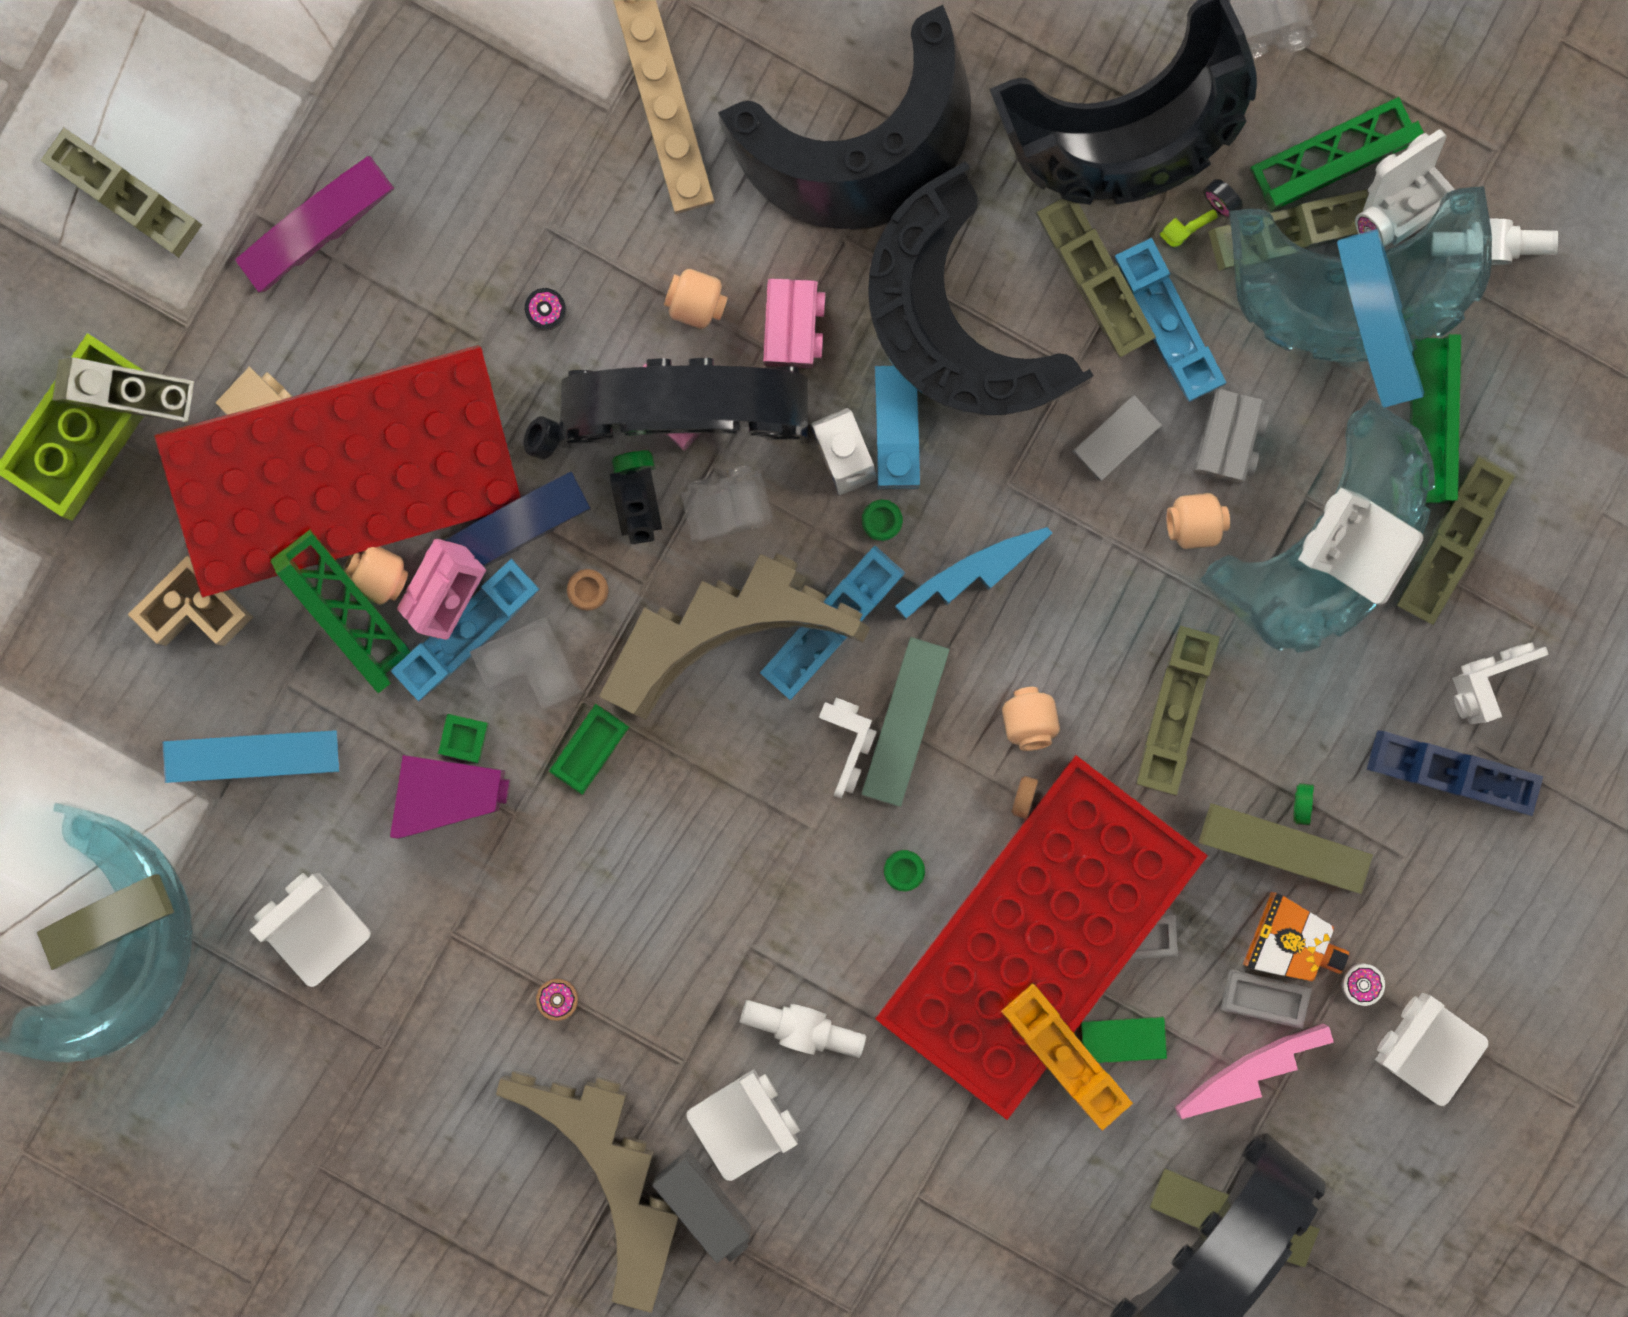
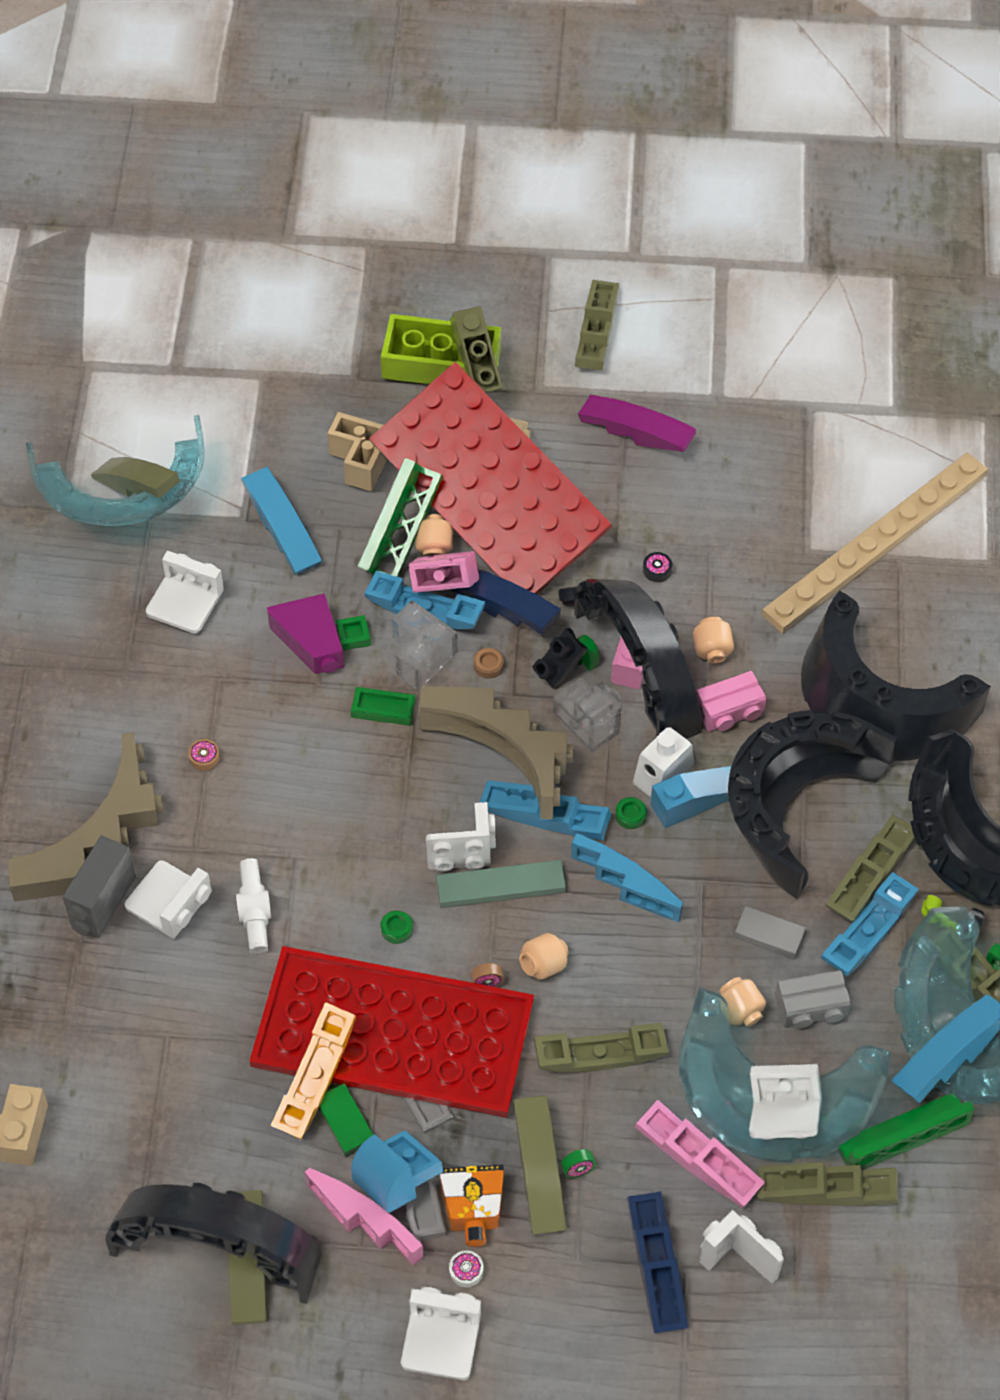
camera: 60 degrees right, 30 degrees down
(1222, 1015) = (393, 1169): none -> dark azure brick
(1353, 663) = (699, 1155): none -> bright pink slope

